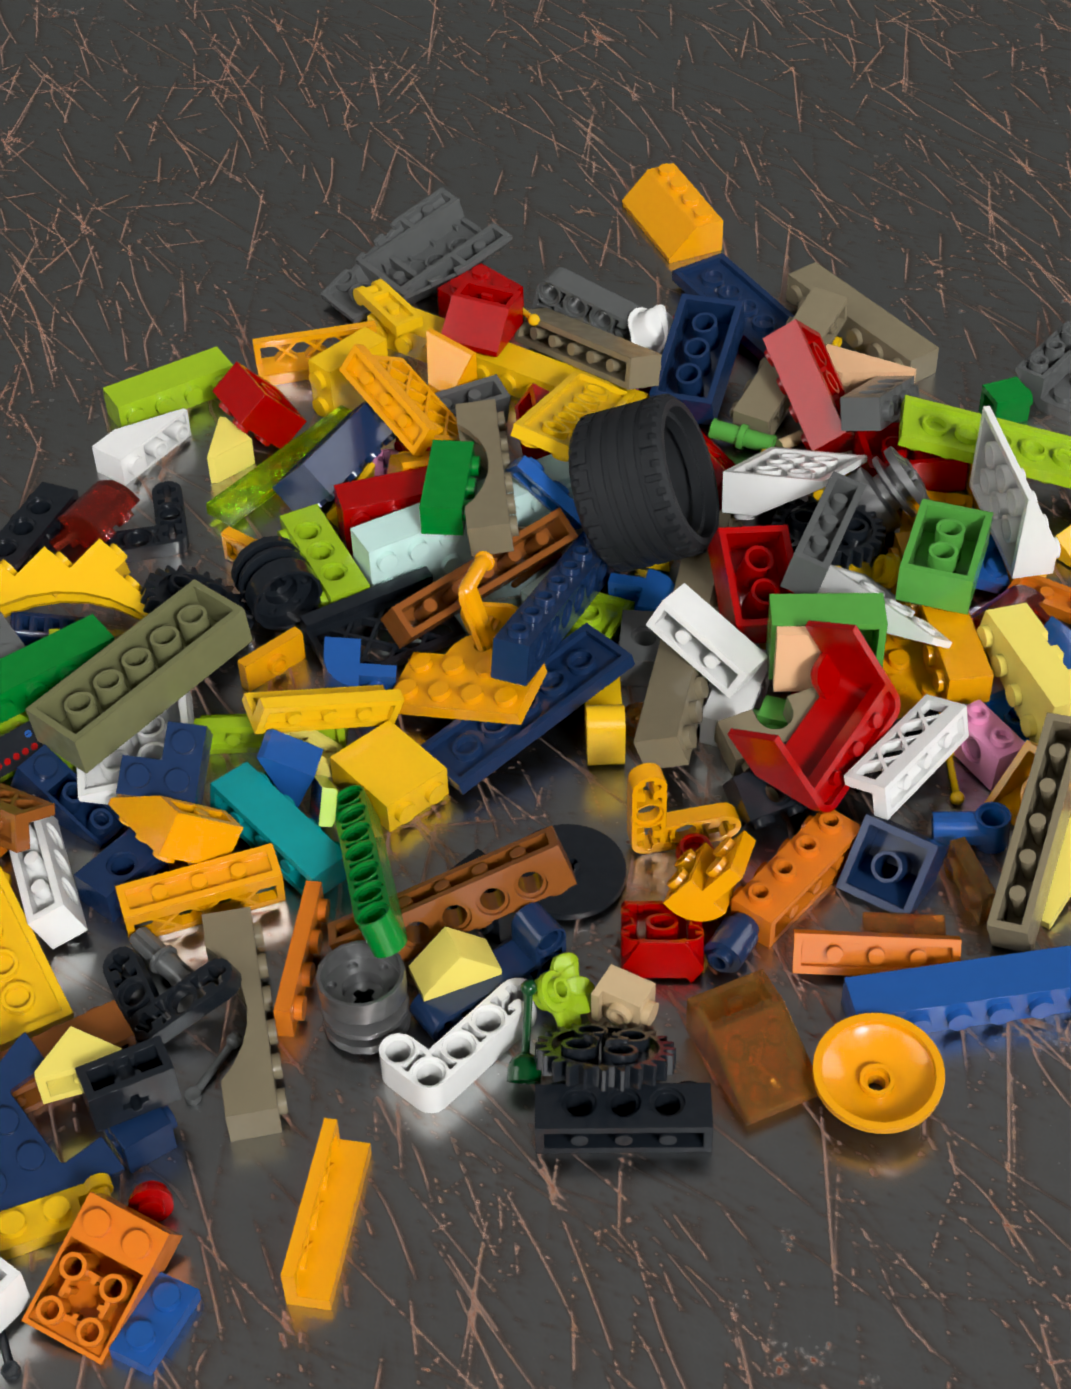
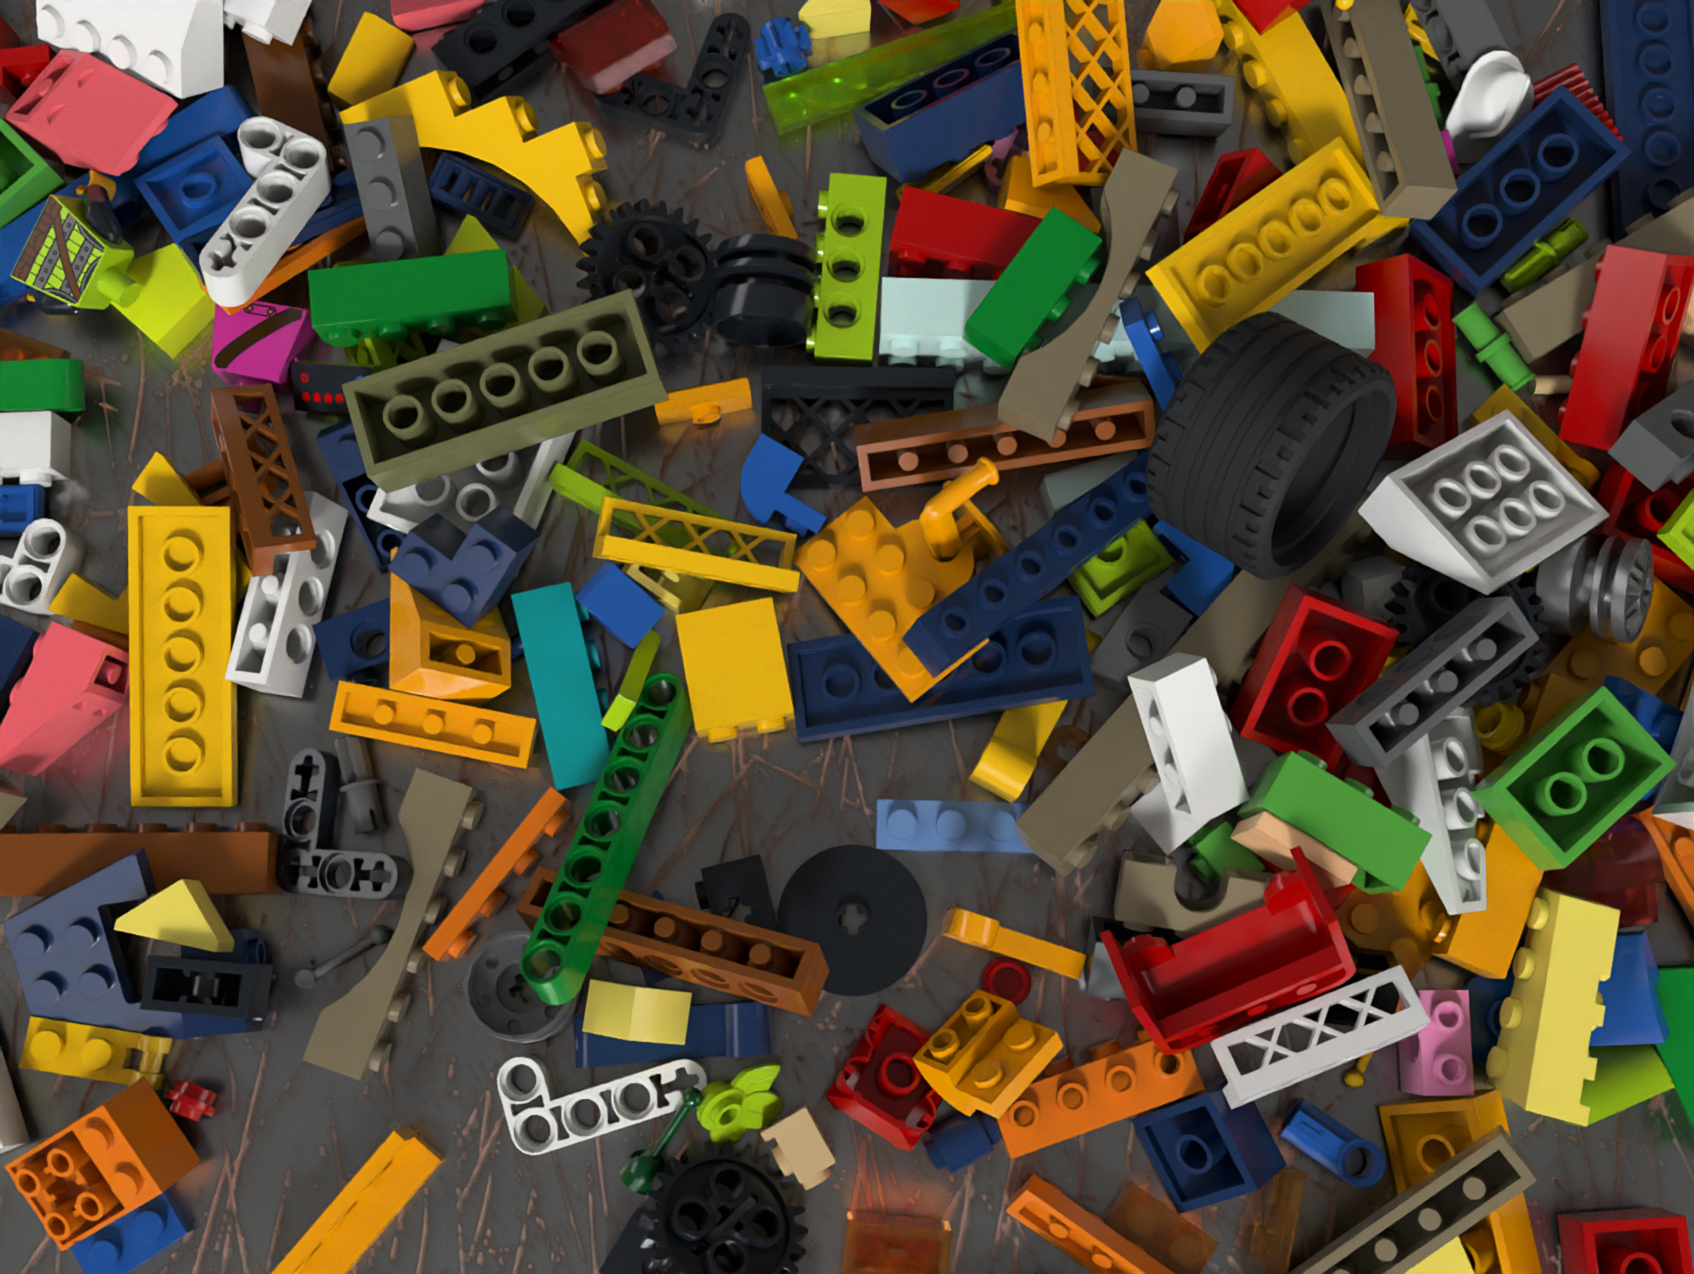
camera: 25 degrees right, 35 degrees up
(206, 481) = (783, 47): none -> blue gear
(595, 794) = (949, 826): none -> medium blue plate
(736, 386) = (1545, 255): none -> lime axle

